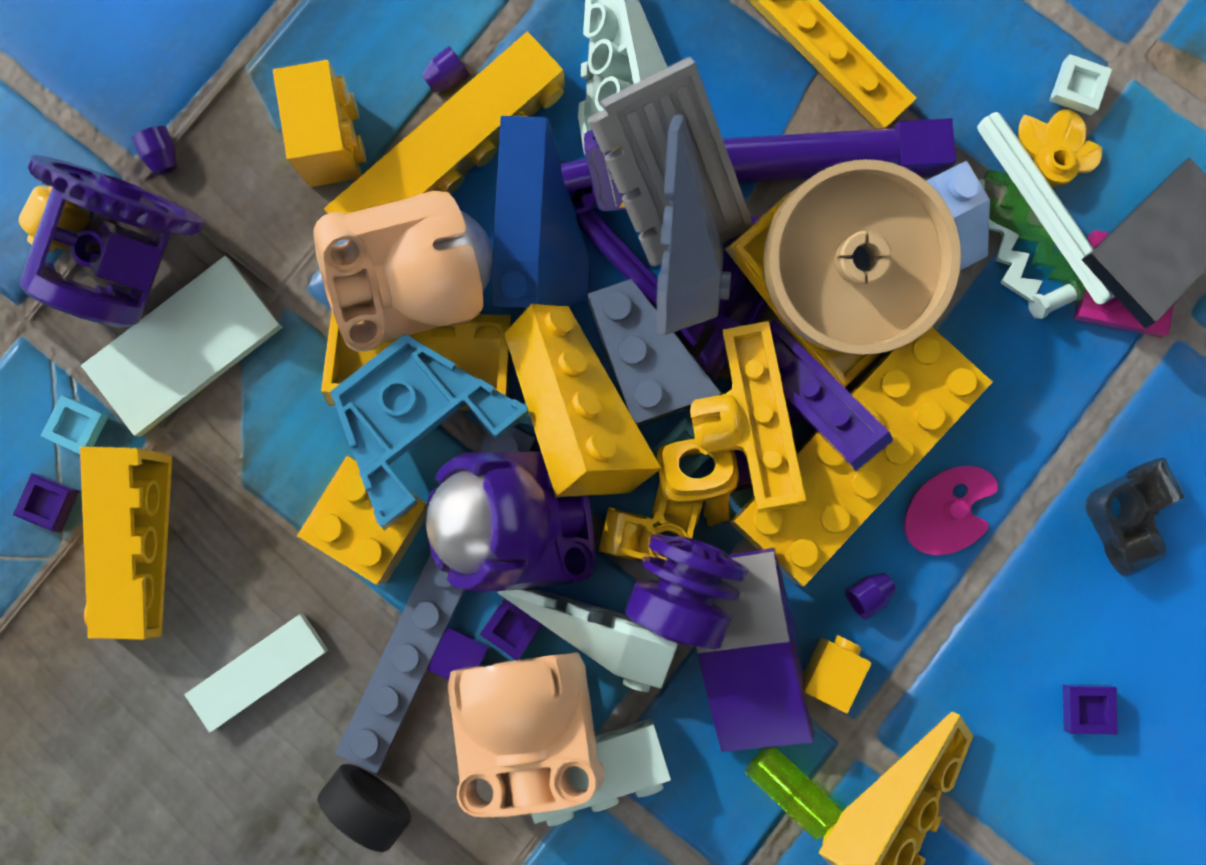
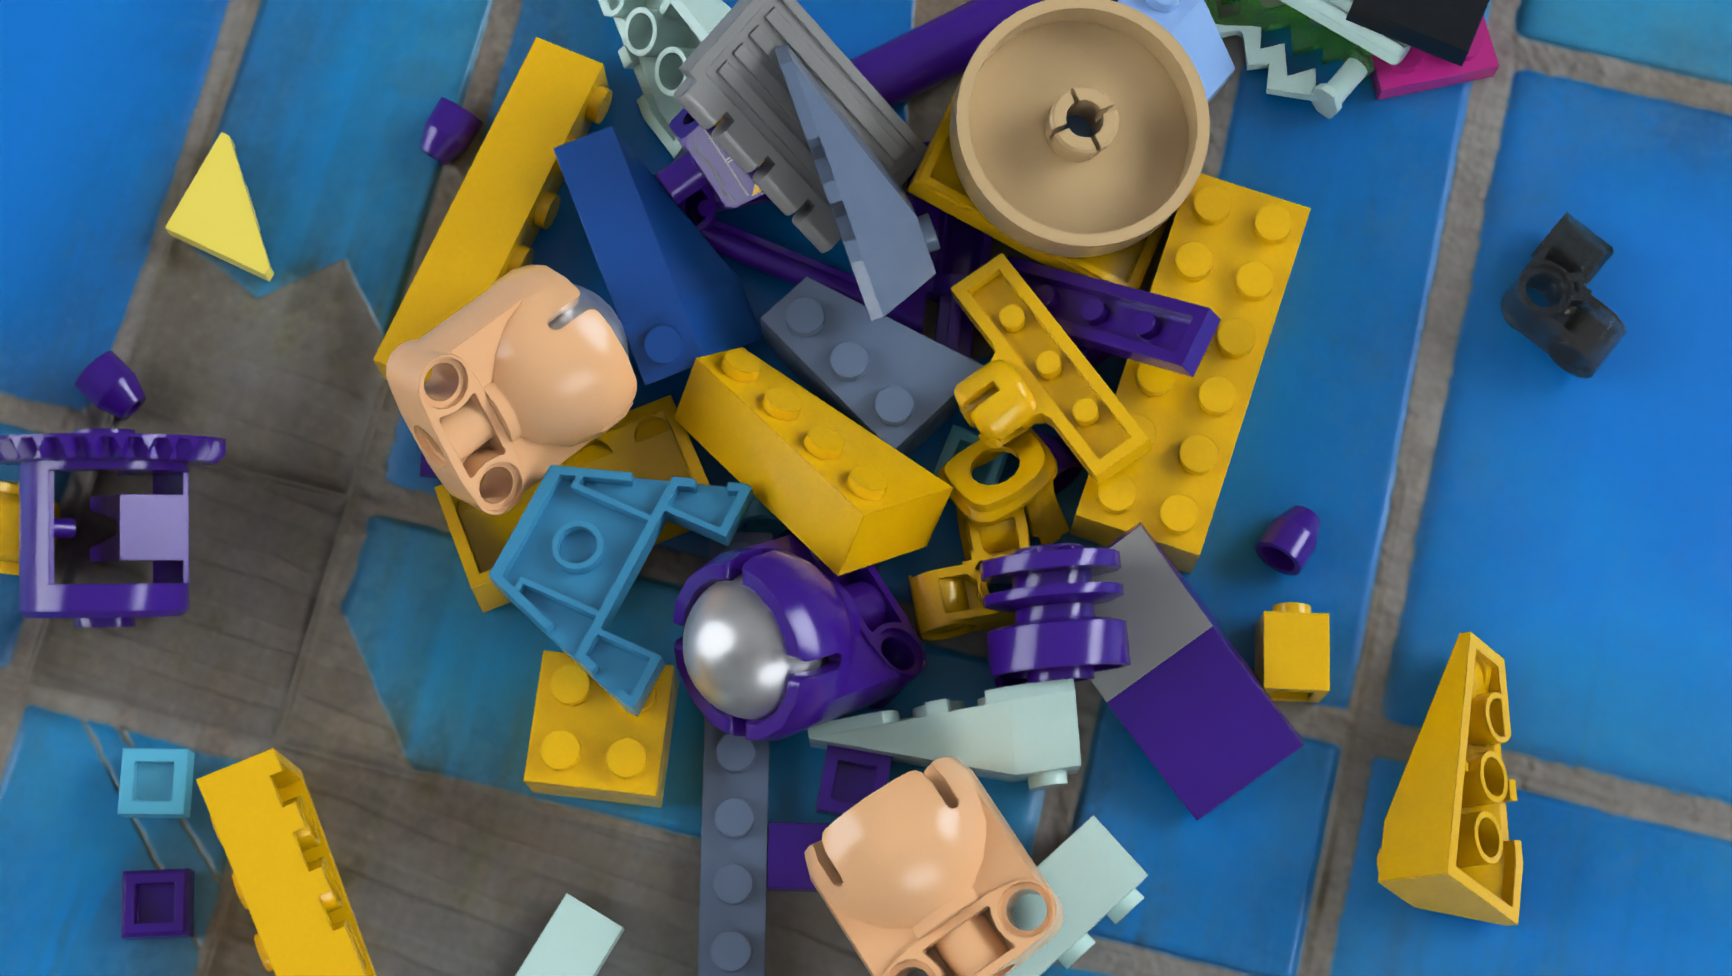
camera: 25 degrees left, 10 degrees down
(78, 251) = (80, 562): dark purple hinge -> none
(181, 346) = (254, 621): light aqua tile -> none
(273, 50) = (219, 213): none -> light yellow tile
(319, 123) = (323, 257): yellow brick -> none
(793, 791) = (1311, 827): clear neon green axle -> none
(944, 523) = (1332, 413): dark pink piece -> none
(1089, 709) = (1628, 557): dark purple plate -> none

